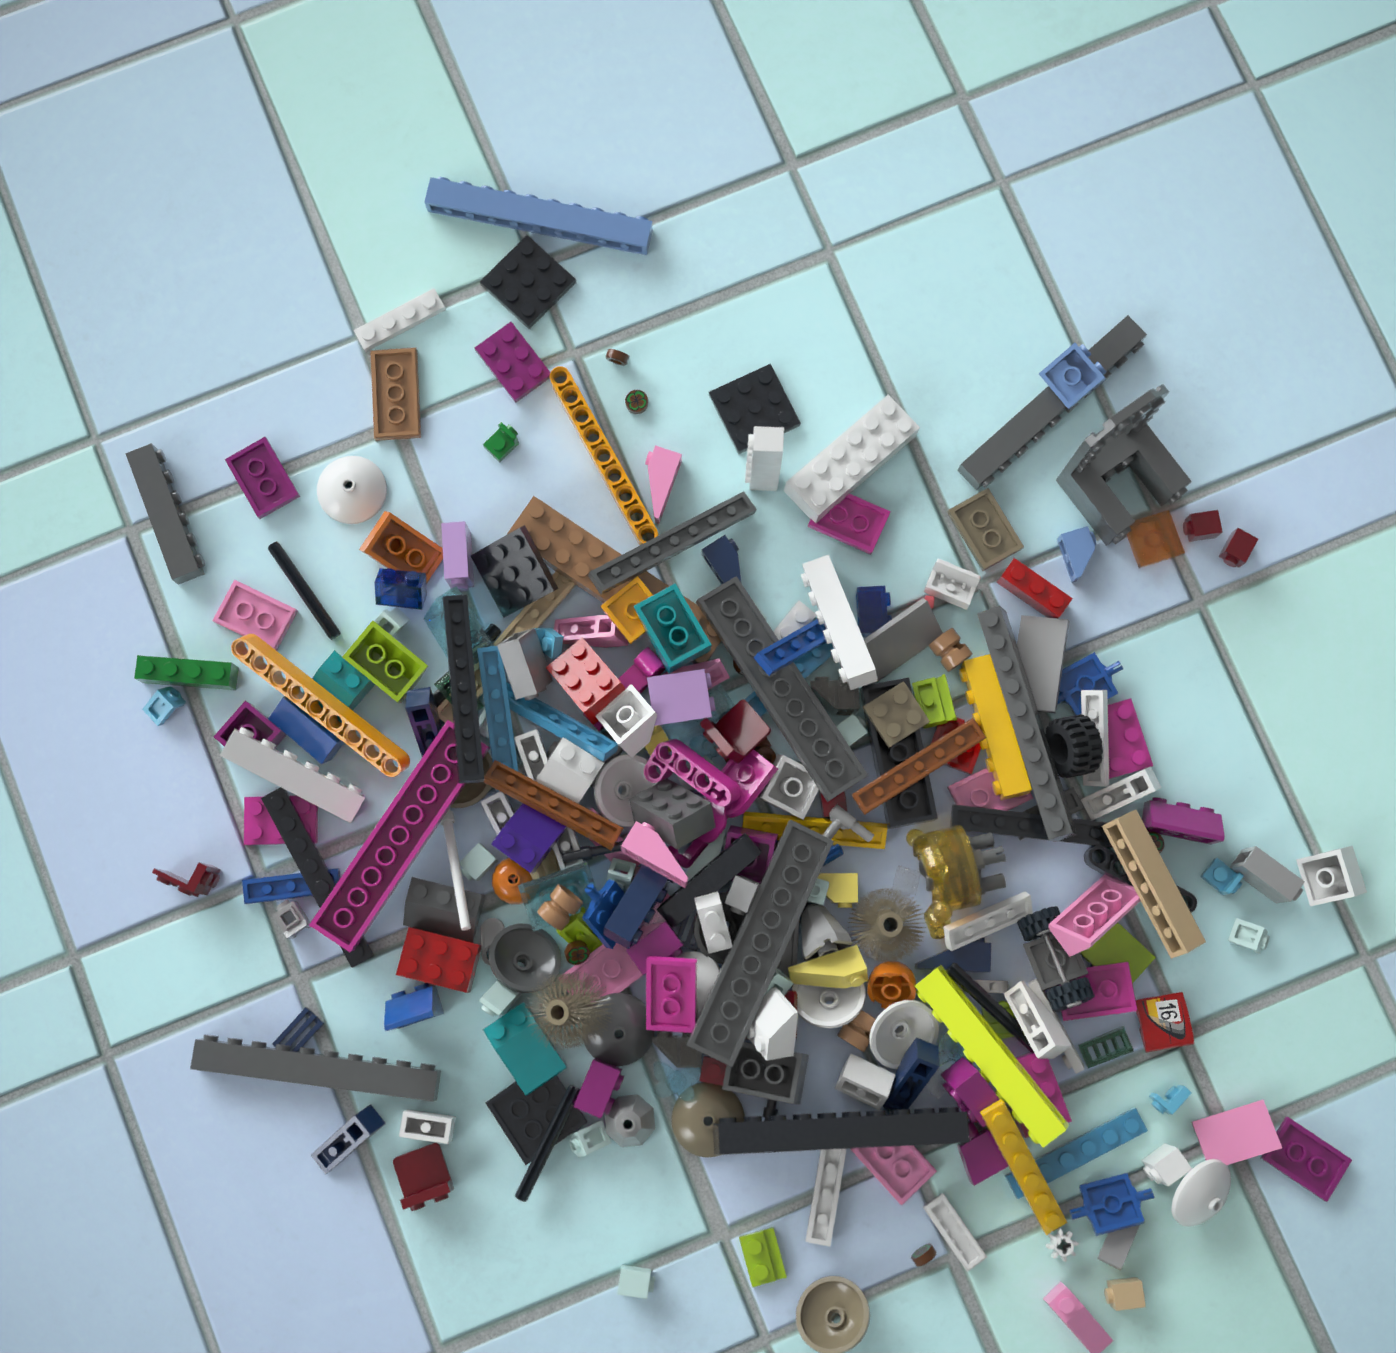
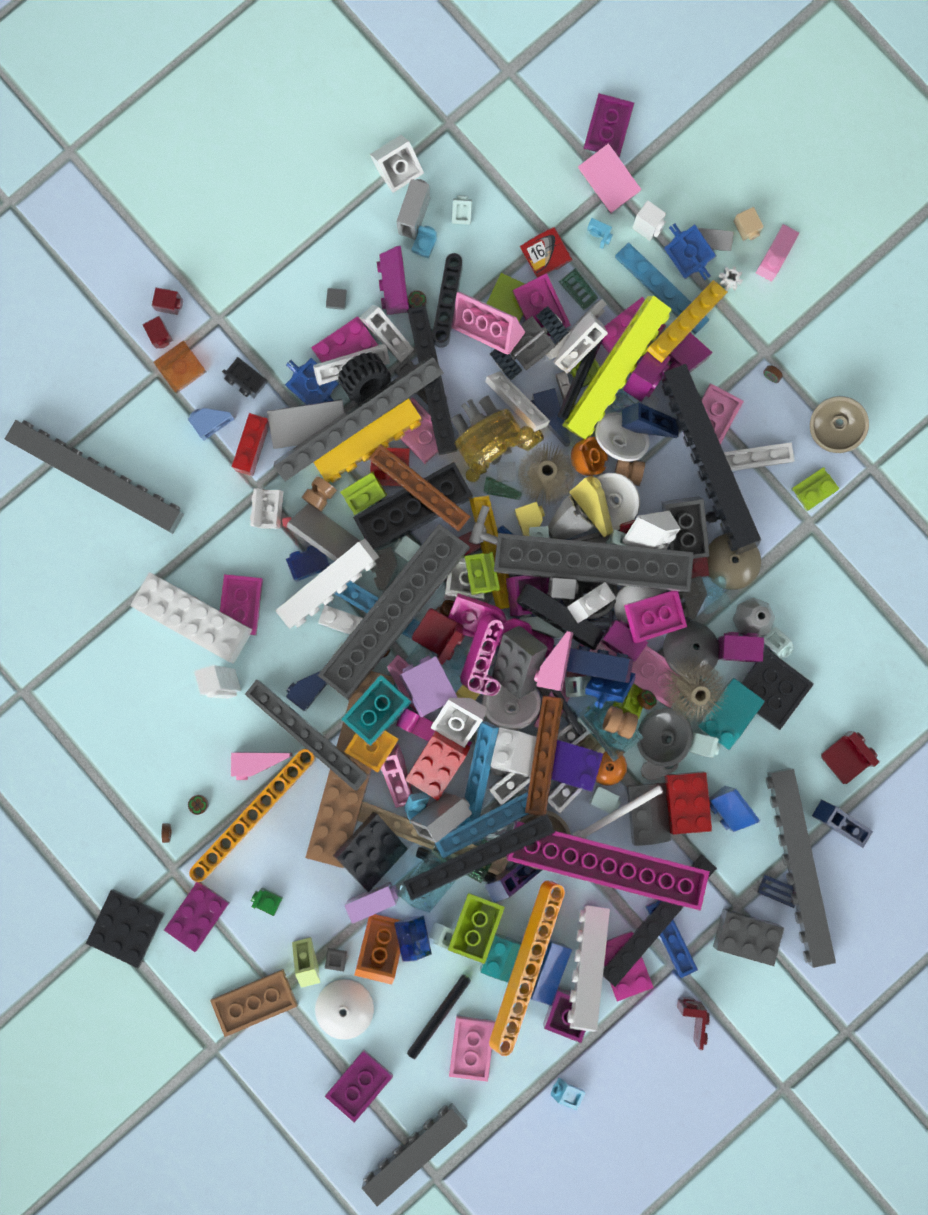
camera: 105 degrees left, 5 degrees up
(186, 672) = (536, 1085): green brick -> none
(258, 976) = (748, 937): none -> dark grey brick
(291, 918) = (696, 928): light grey window -> none
(399, 320) = (191, 1022): white plate -> none
(409, 497) = (336, 959): none -> dark grey tile
(418, 462) = (305, 962): none -> yellowish green slope
(427, 1126) = (813, 766): white brick -> none
(539, 215) = (66, 940): medium blue brick -> none
(547, 1143) = (793, 672): black axle -> none
(635, 1281) = (866, 574): light aqua brick -> none
(753, 401) = (173, 708): black plate -> none
(791, 647) = (360, 613): blue plate -> none
(792, 804) = (481, 573): none -> lime plate
(865, 1081) = (665, 454): white brick -> none
(891, 859) = (496, 488): none -> clear green slope
(896, 714) = (385, 517): dark tan plate -> none
(955, 1232) = (748, 357): white plate -> none
(985, 529) = (214, 497): dark tan plate -> none
(1073, 375) = (68, 465): medium blue plate -> none
(1116, 609) = (245, 378): none -> black bracket
(1122, 444) = (112, 403): dark grey bracket -> none
(1154, 884) = (449, 287): tan brick -> none
(1182, 747) = (336, 298): none -> dark grey tile
(1201, 1193) = (660, 189): white dish -> none

